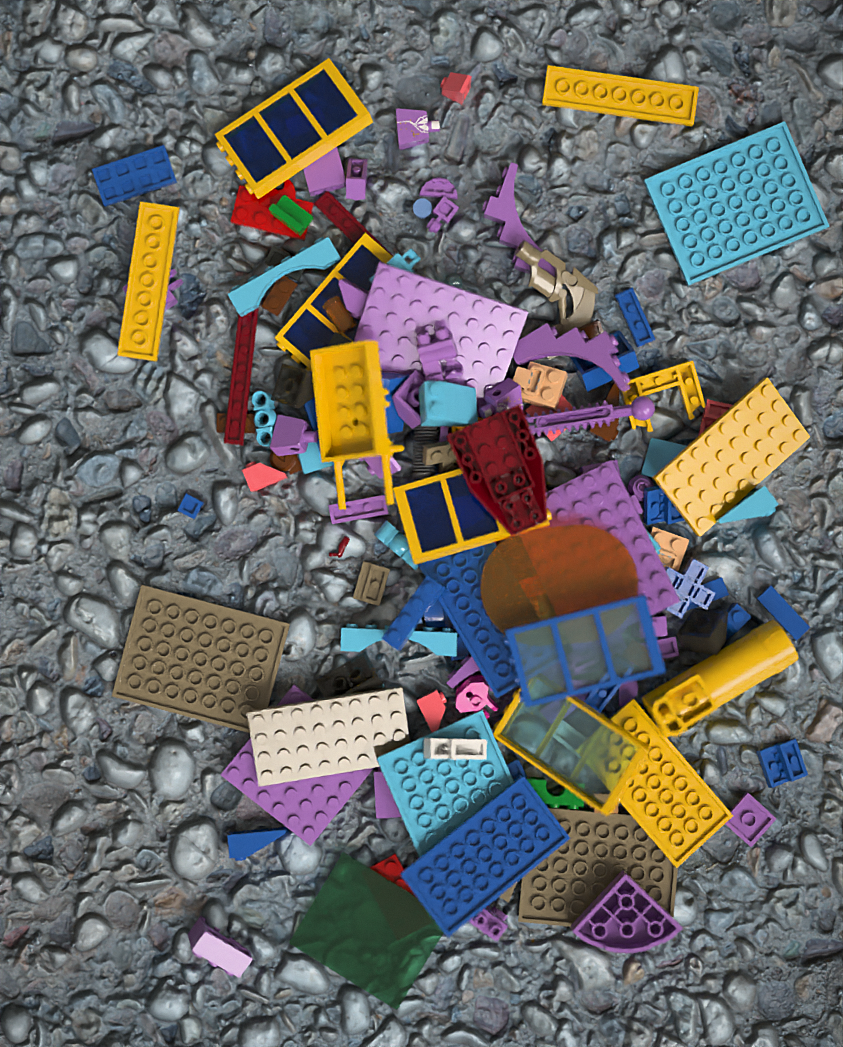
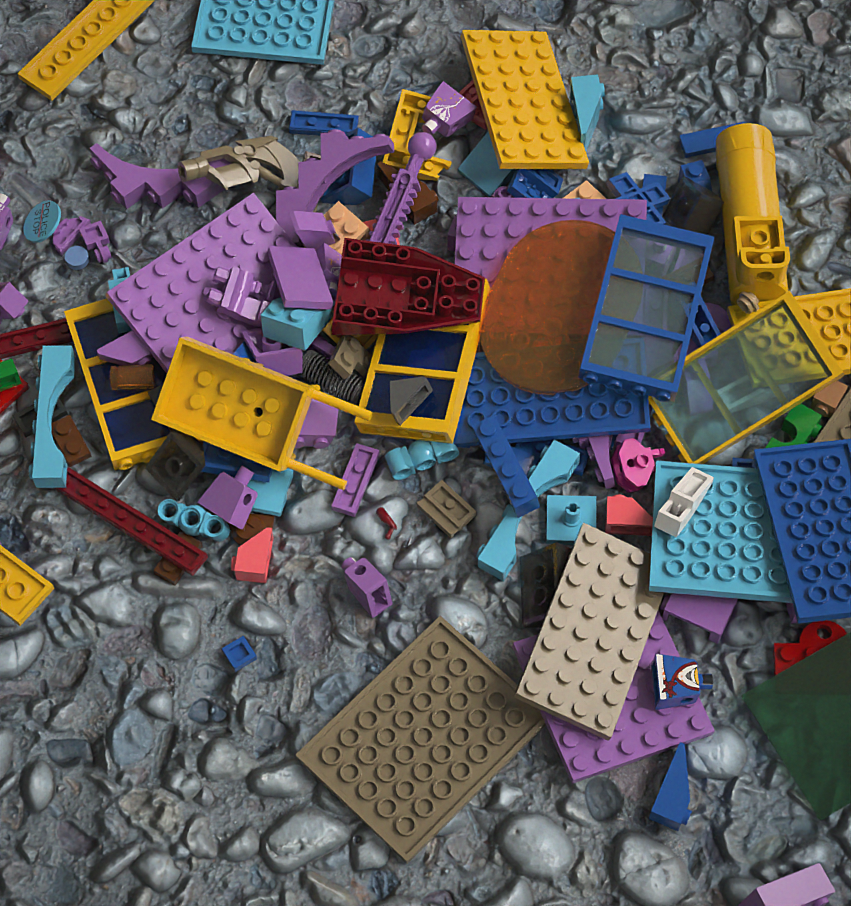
camera: 60 degrees left, 25 degrees down
(279, 569) = (367, 585): none -> medium lavender torso
(324, 808) = (677, 681): none -> torso
(412, 671) = (567, 515): none -> medium azure tile
(423, 517) = (407, 396): none -> dark grey slope
(434, 166) = (42, 221): none -> medium azure piece
(474, 388) = (300, 278): none -> medium lavender tile
(525, 370) = (313, 228): none -> medium lavender slope
(641, 713) = (748, 302): none -> tan plate
(689, 405) = (447, 111): none -> medium lavender torso

